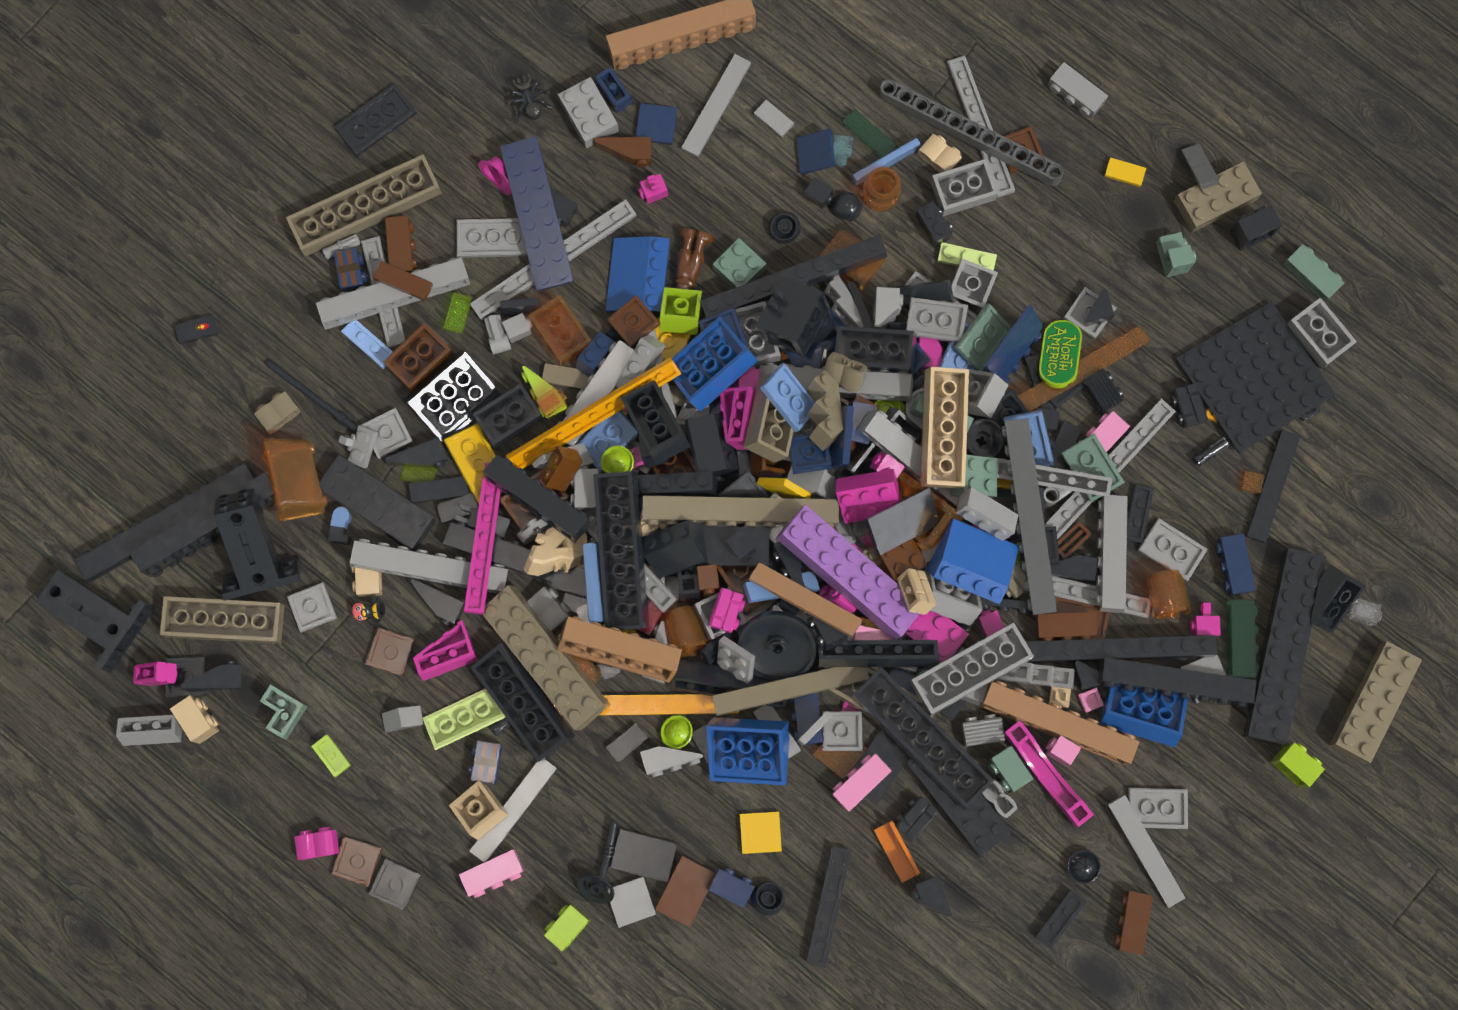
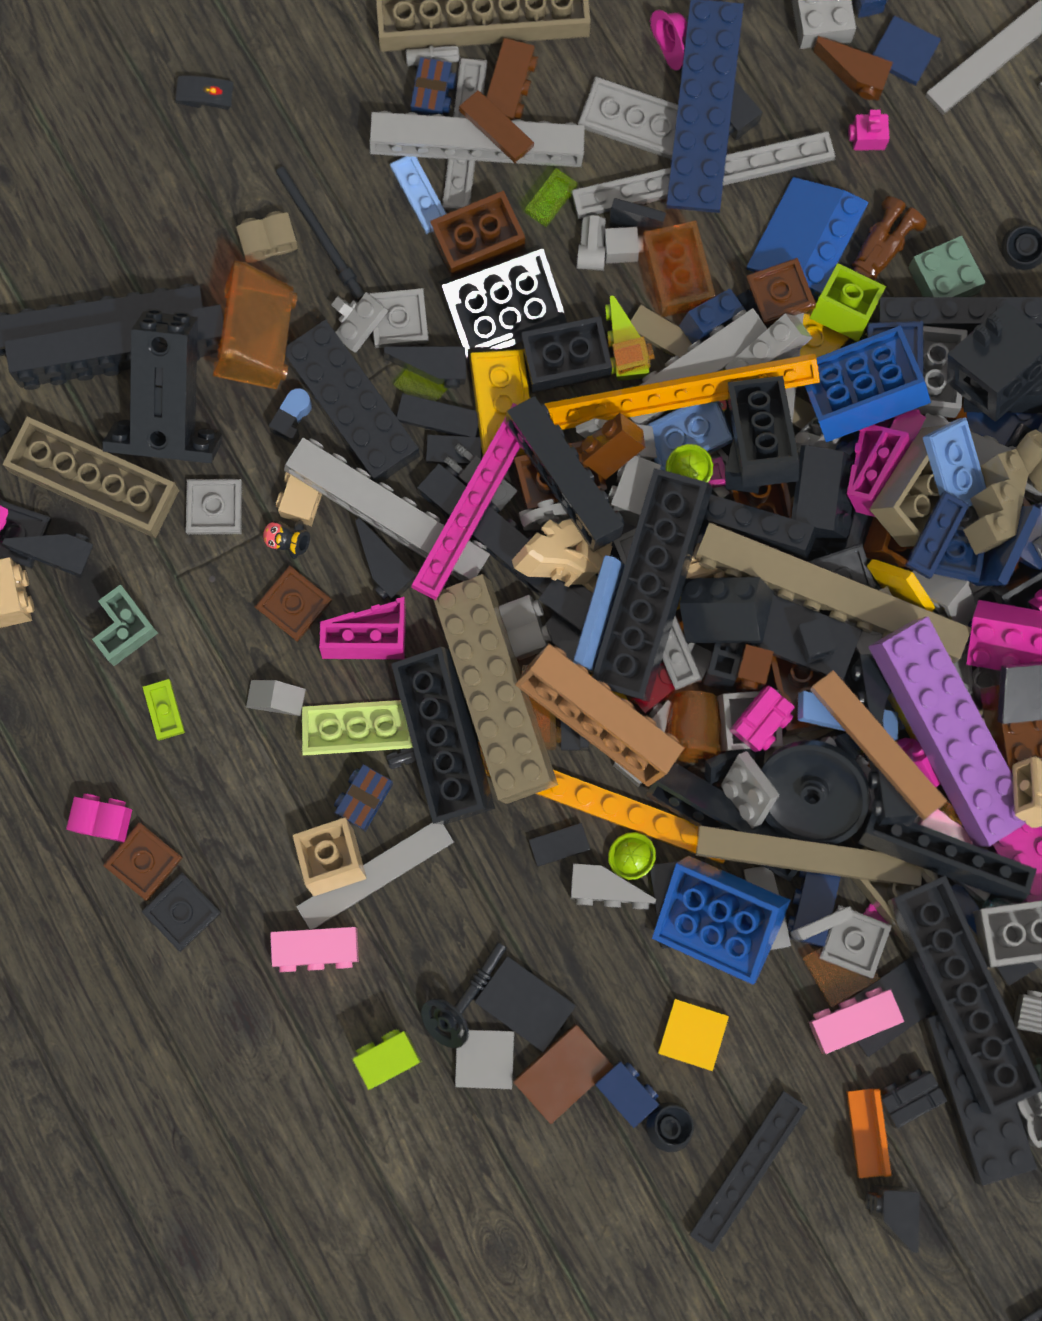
camera: 20 degrees right, 0 degrees up
(793, 447) = (936, 535): none -> dark blue tile

